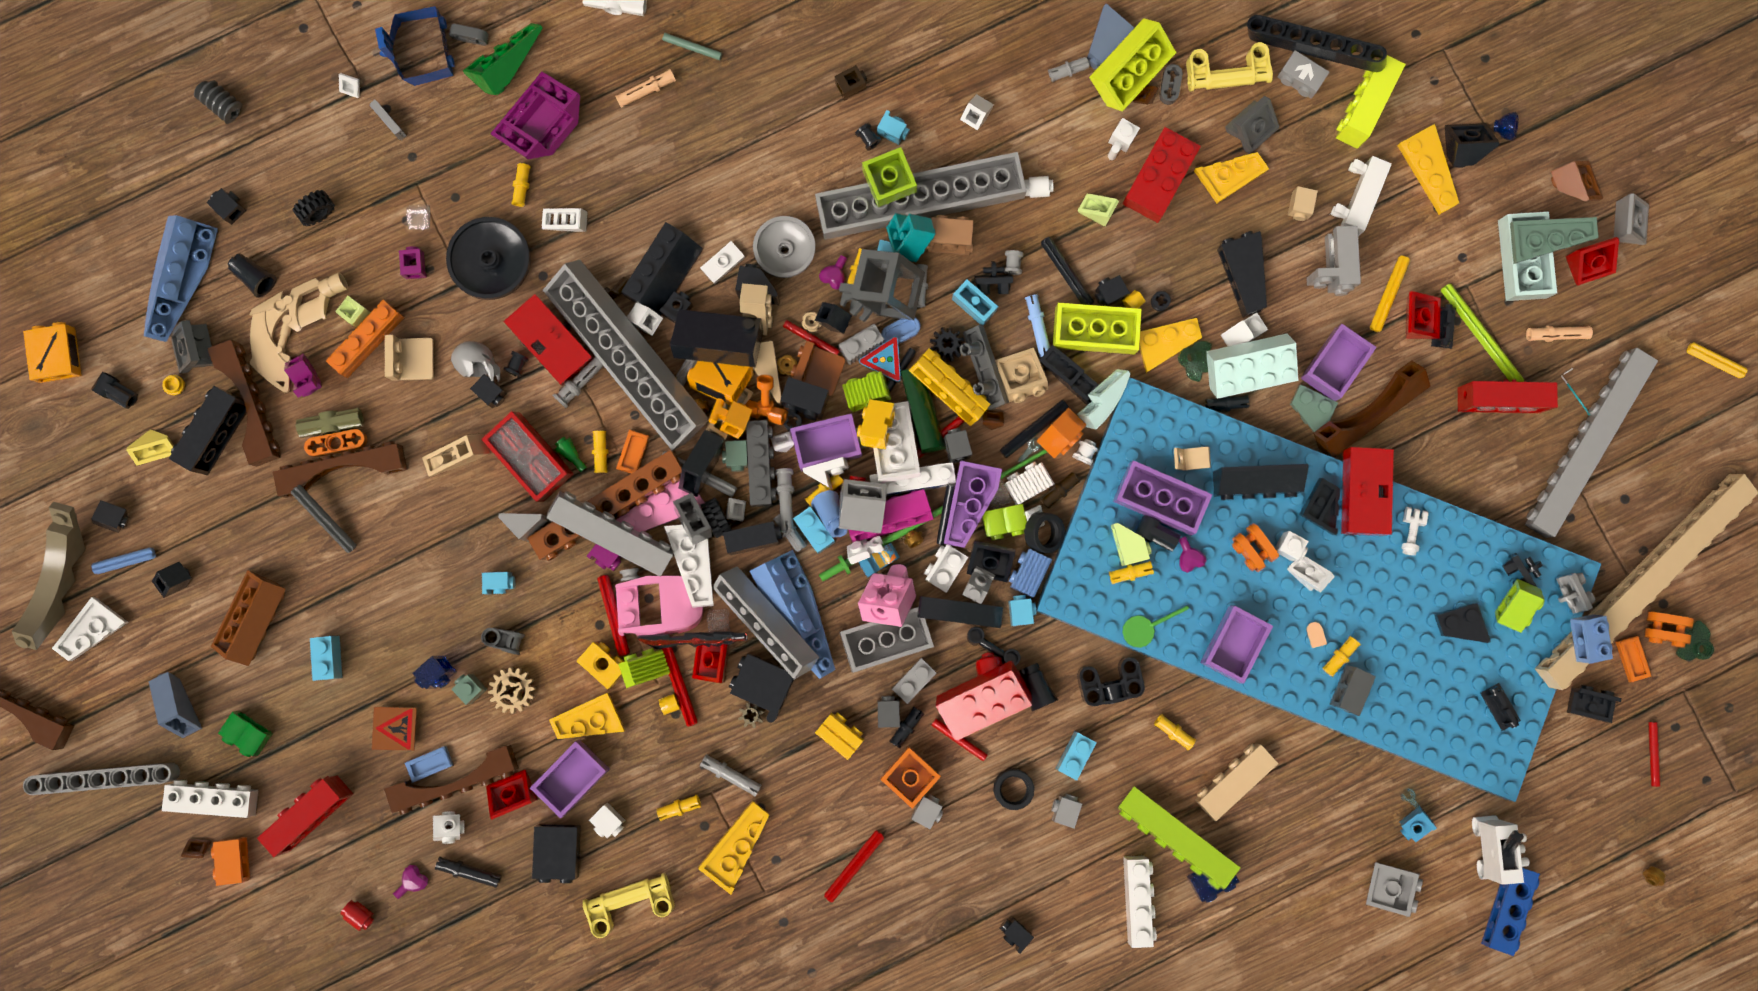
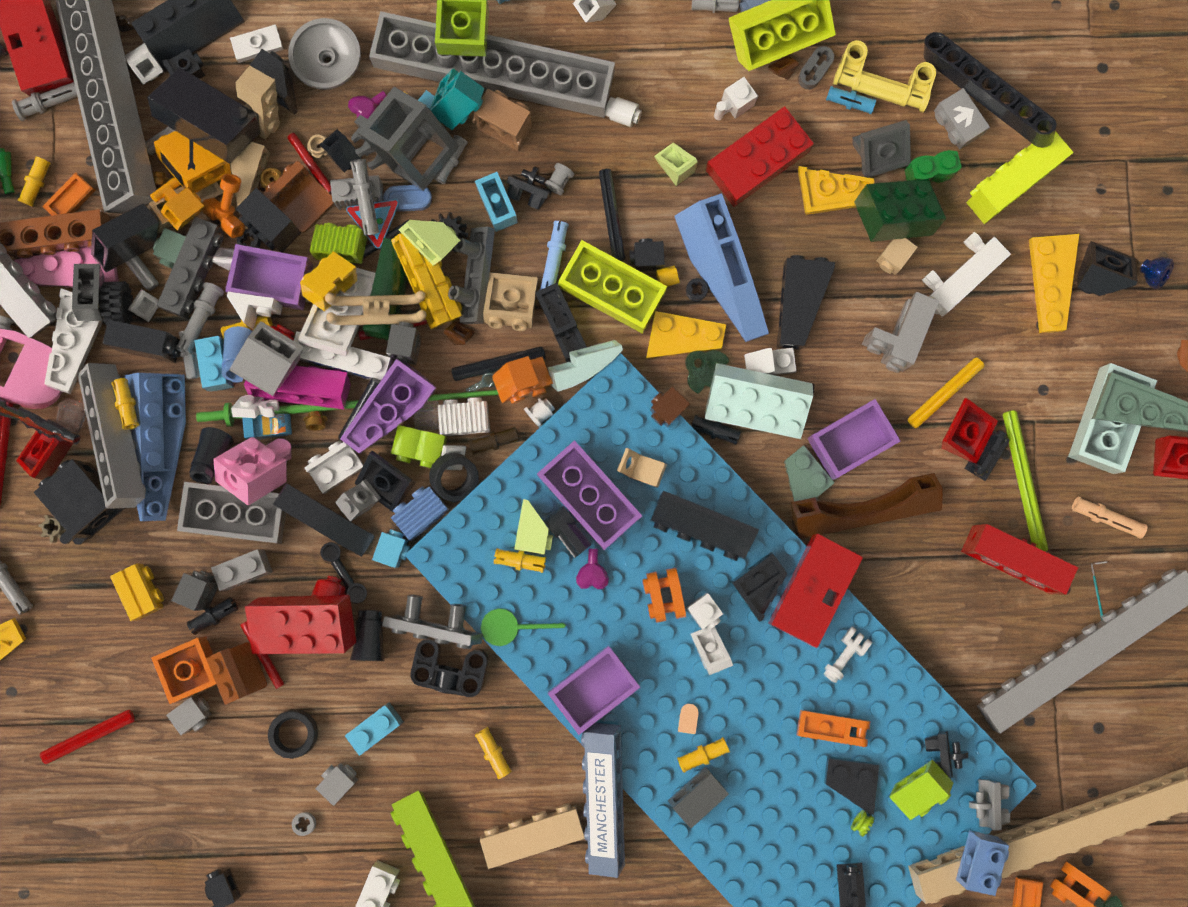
camera: 25 degrees right, 0 degrees up
(765, 592) = (125, 403): none -> yellow pin
(846, 599) = (210, 445): none -> black plant
(872, 342) = (365, 201): none -> light grey pin
(926, 428) = (375, 309): none -> tan piece
(943, 355) = (430, 238): none -> yellowish green slope
(950, 762) = (237, 672): none -> dark orange bracket
(1060, 854) = (310, 827): none -> light grey bush
(1078, 661) = (423, 629): none -> dark grey plate
(1172, 271) = (722, 264): none -> medium blue wedge
(1189, 402) = (668, 407): none -> reddish brown brick
(1222, 97) = (866, 106): none -> dark azure pin
(1281, 726) = (603, 799): none -> sand blue brick
(1291, 168) = (899, 210): none -> dark green brick
(1299, 123) = (936, 169): none -> green brick
(1428, 590) = (832, 728): none -> orange plate
(1485, 652) = (862, 822): none -> lime bush

